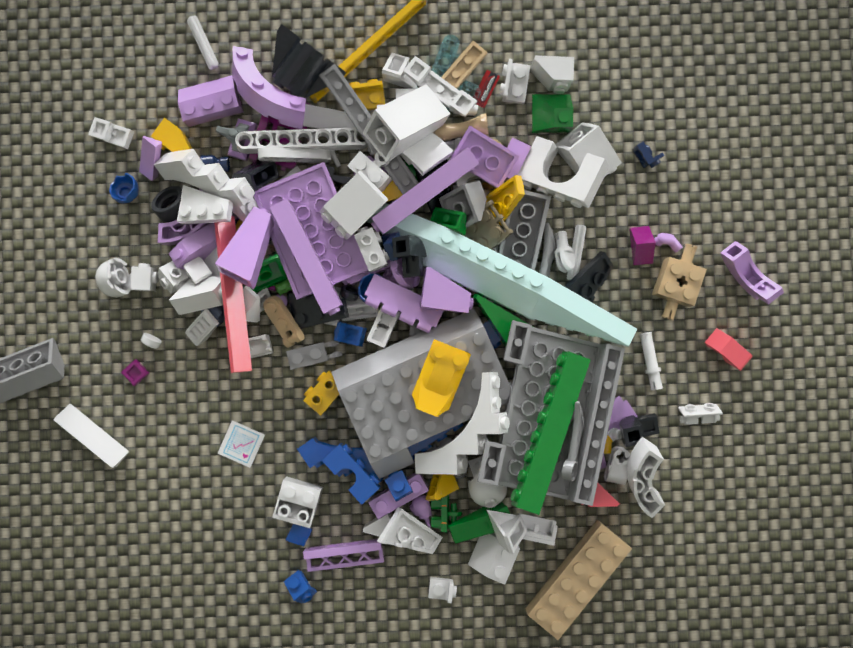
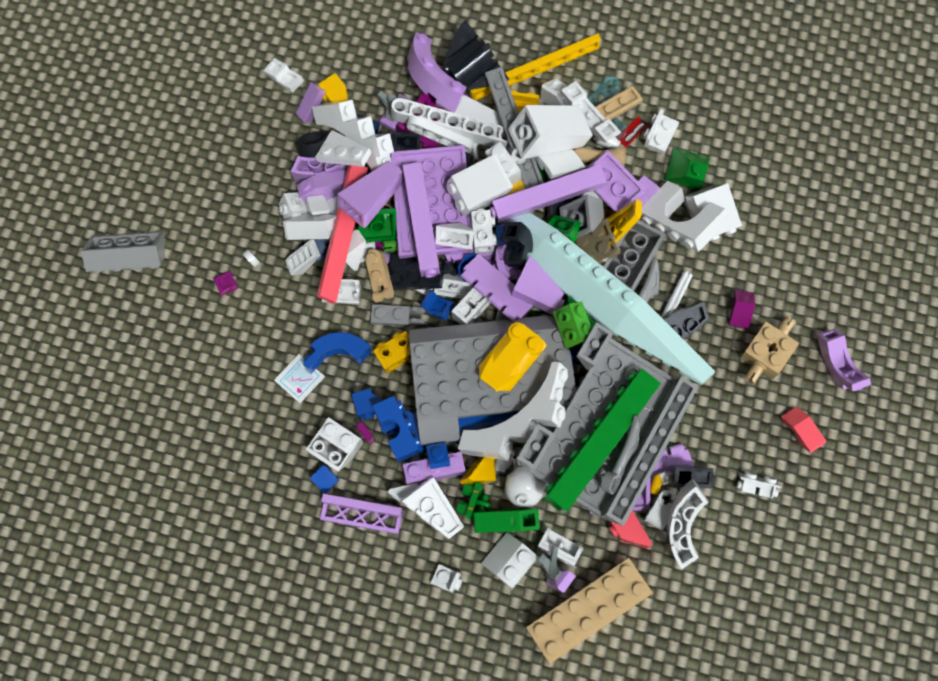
camera: 20 degrees right, 15 degrees down
(91, 436) = (164, 327): white slope -> none
(113, 278) = (239, 193): white cylinder -> none
(124, 189) = (277, 122): blue hair -> none
(143, 278) = (265, 202): white brick -> none
(203, 42) = (390, 25): white axle -> none
(209, 101) = (379, 74): lavender slope -> none
(257, 406) = (334, 344): none -> blue arch
(299, 587) = (307, 532): blue bracket -> none
(323, 480) = (365, 433): none -> magenta tile
(345, 263) = (455, 235): none -> white slope
(422, 509) = (453, 491): lavender piece -> none
(490, 325) = (575, 324): none -> bright green brick
(508, 529) = (531, 529): white slope -> none
(541, 557) = (557, 578): none -> piece
(554, 72) = (698, 130): white slope -> none
(563, 254) = (664, 291): white arm -> none
(644, 155) = (765, 227): dark blue bracket -> none
(651, 361) = (722, 418): white pin -> none
(669, 239) = (770, 310): lavender arm -> none

